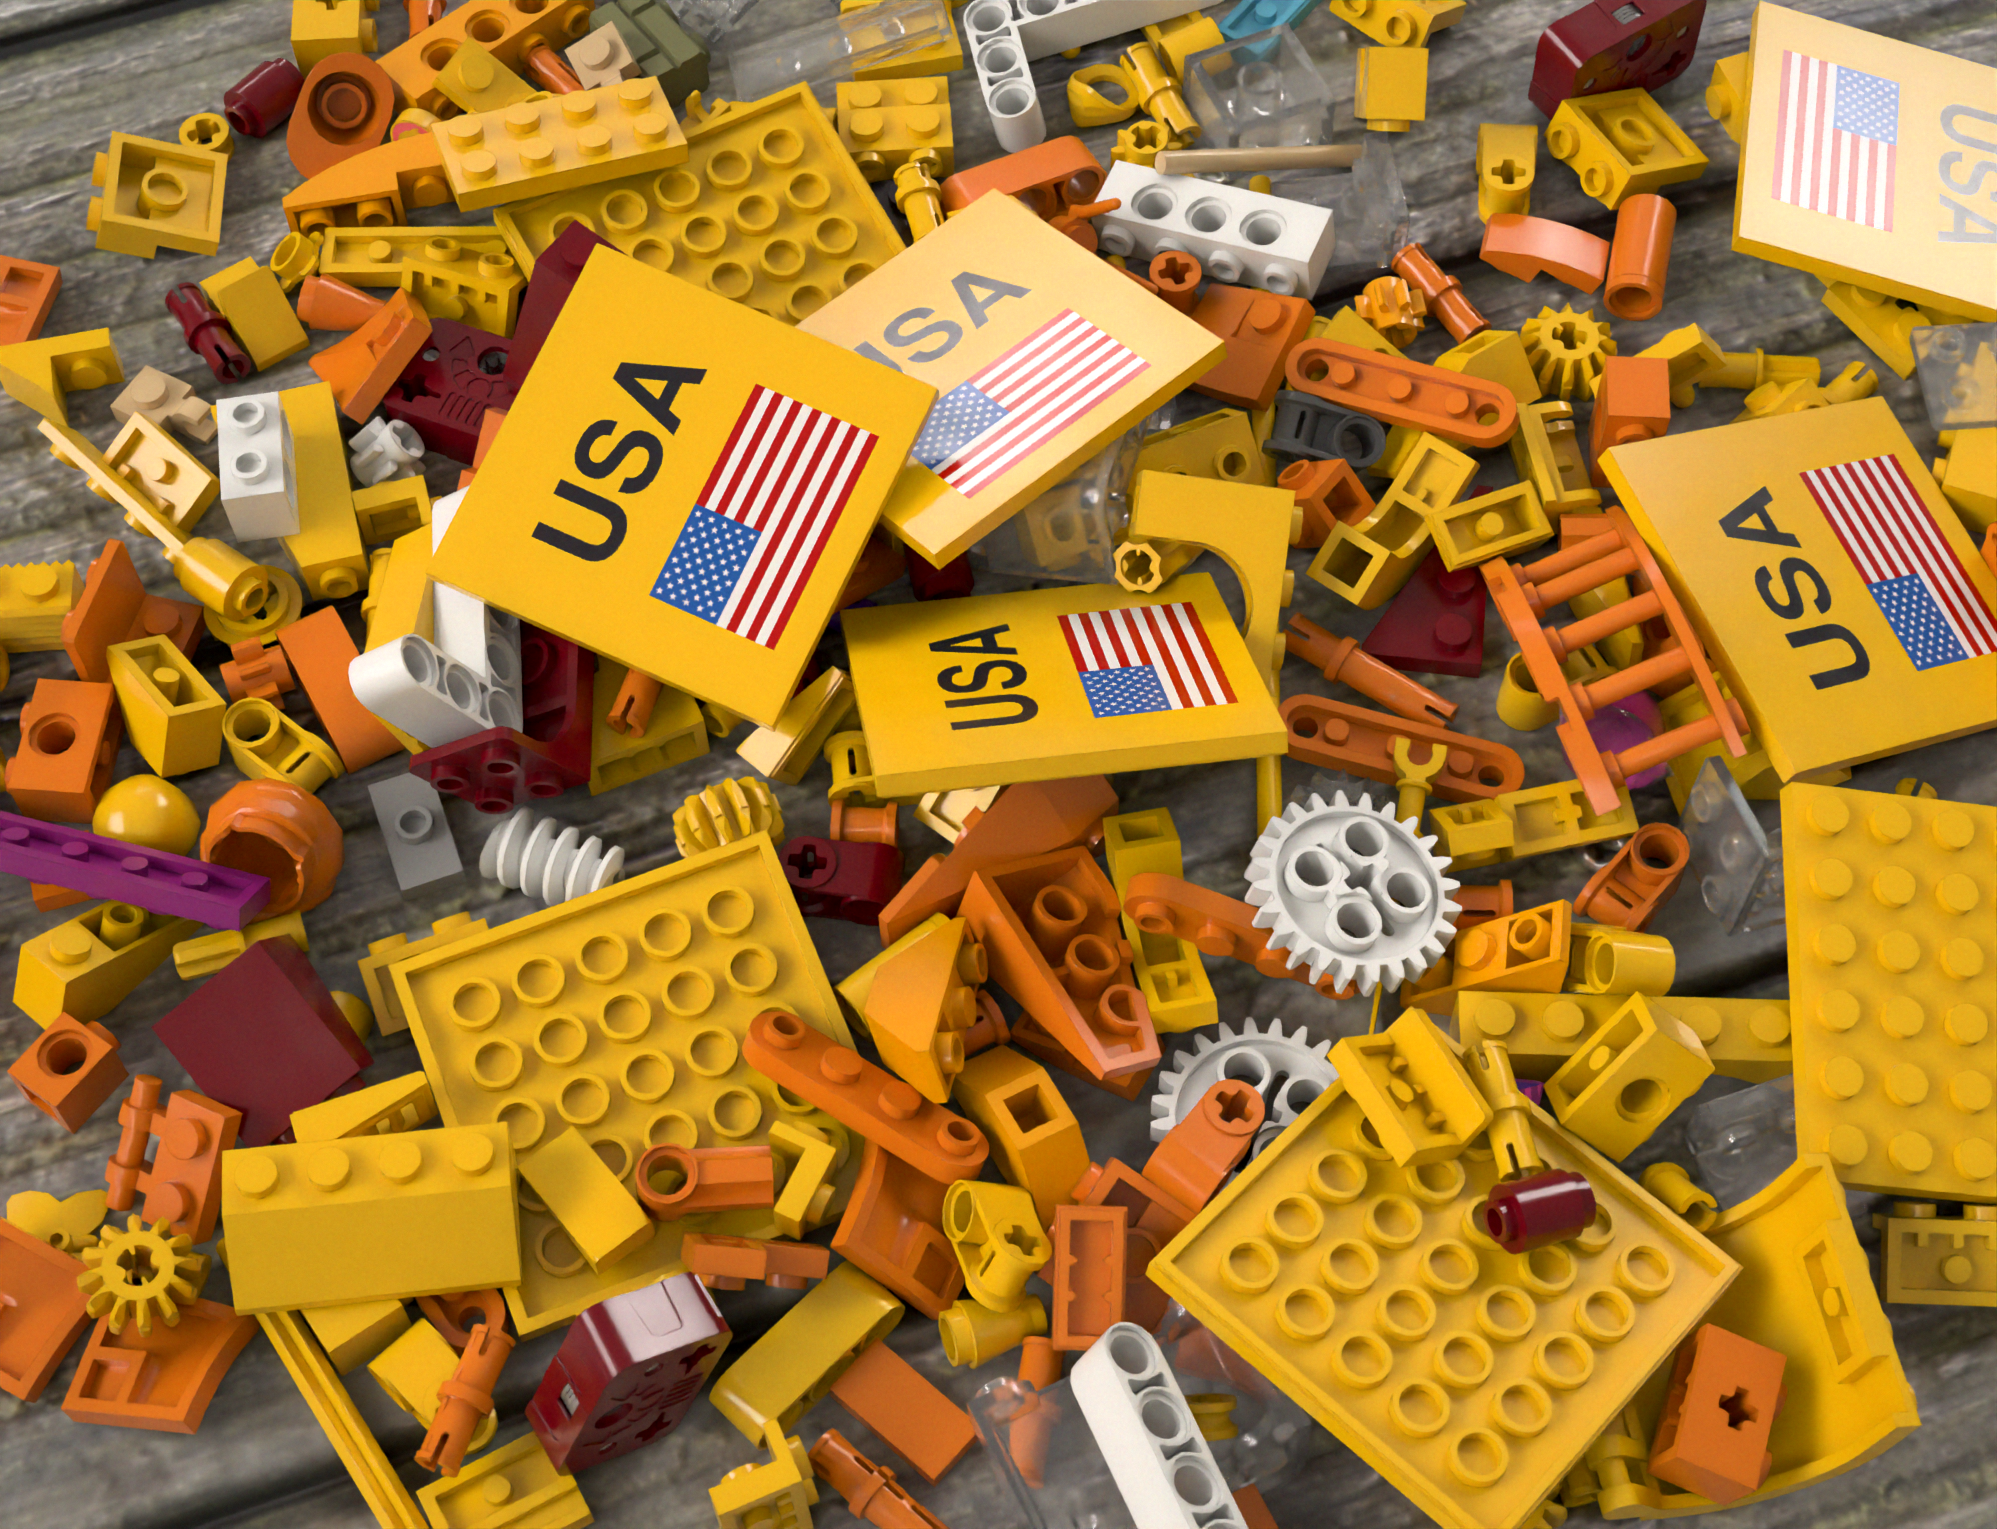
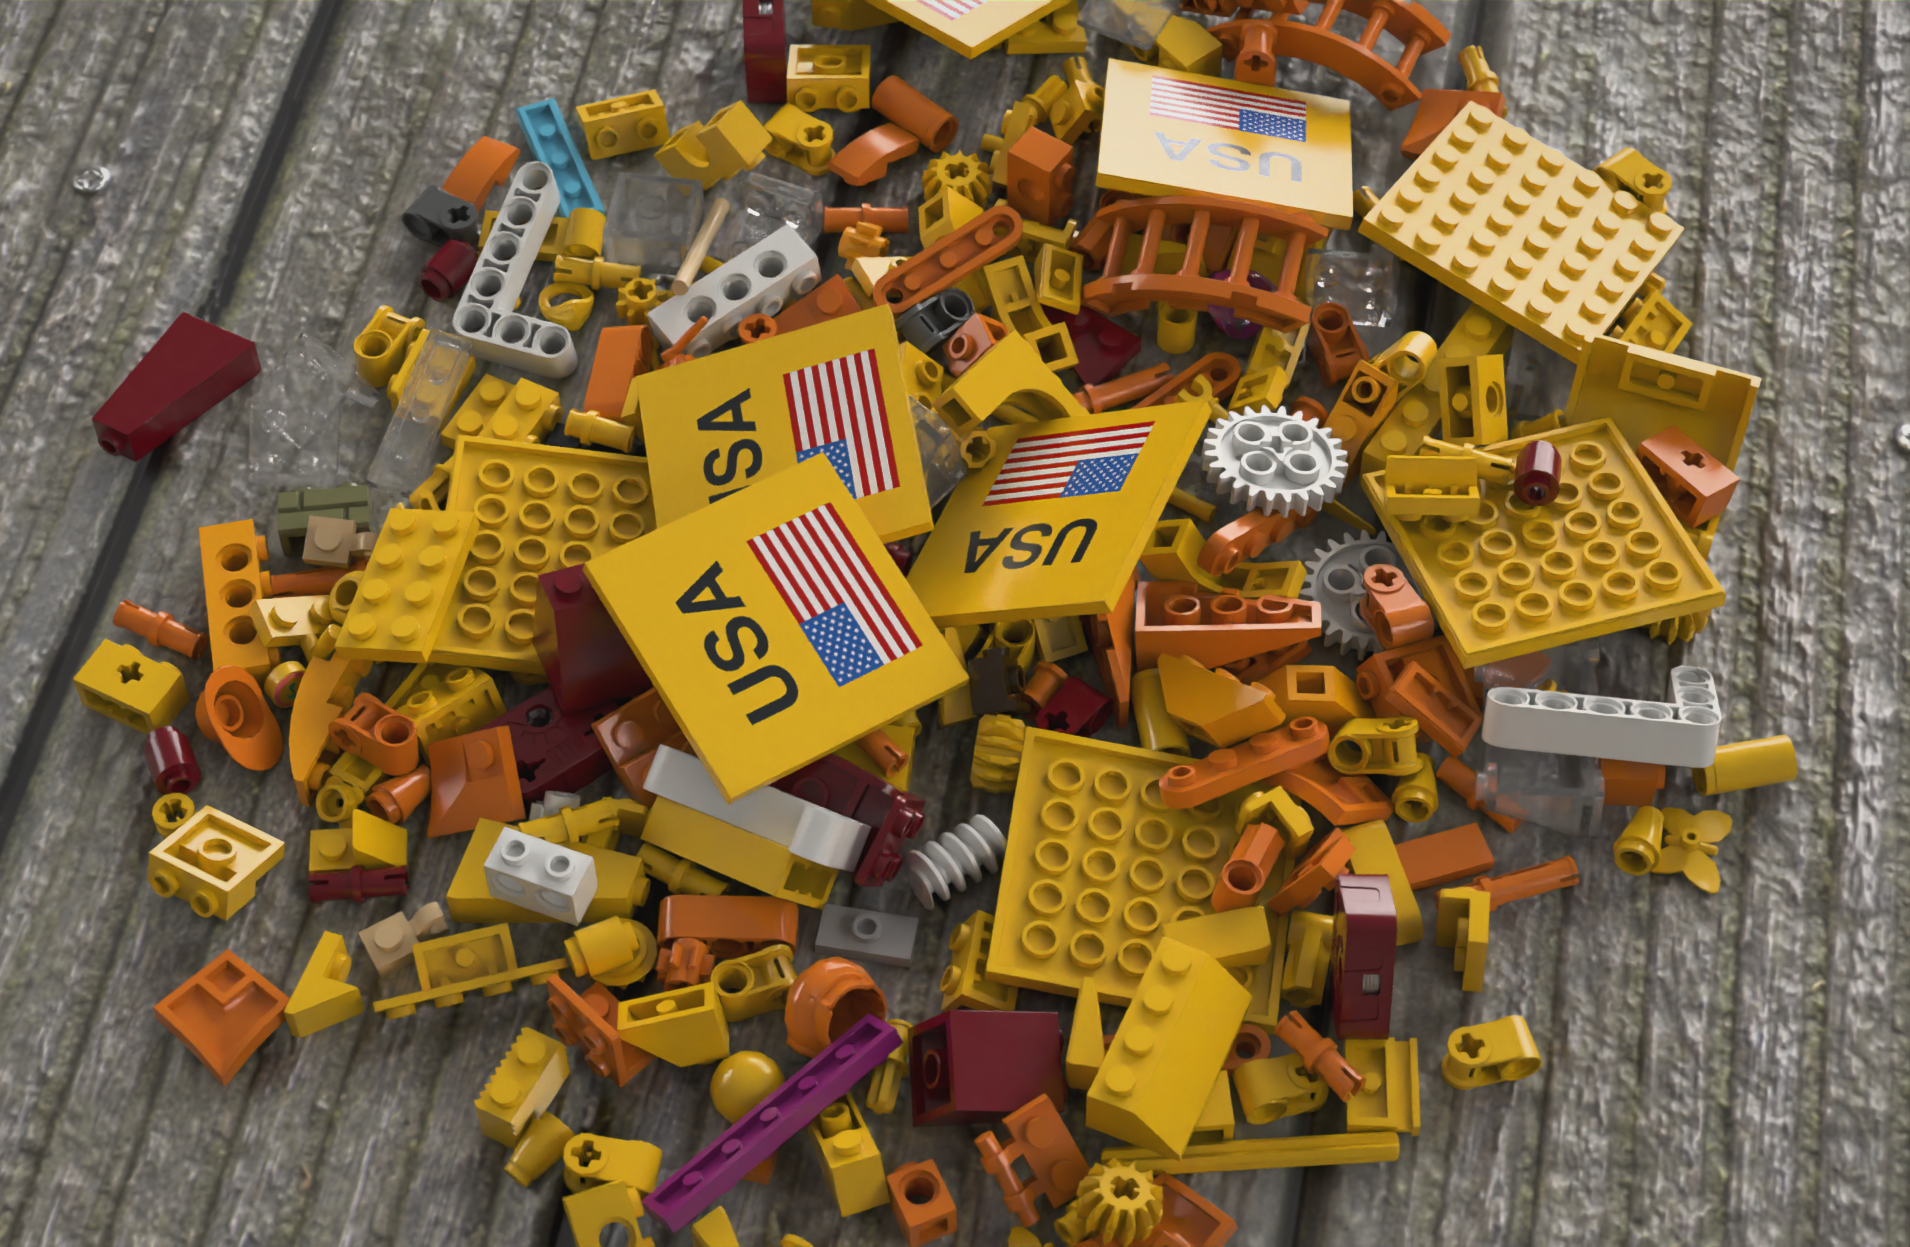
camera: 60 degrees left, 5 degrees down
(70, 783) = (652, 1083): orange brick -> none
(351, 458) = (573, 823): none -> yellow pin
(377, 237) = (377, 735): none -> orange piece
(808, 769) = (997, 684): none -> dark brown brick

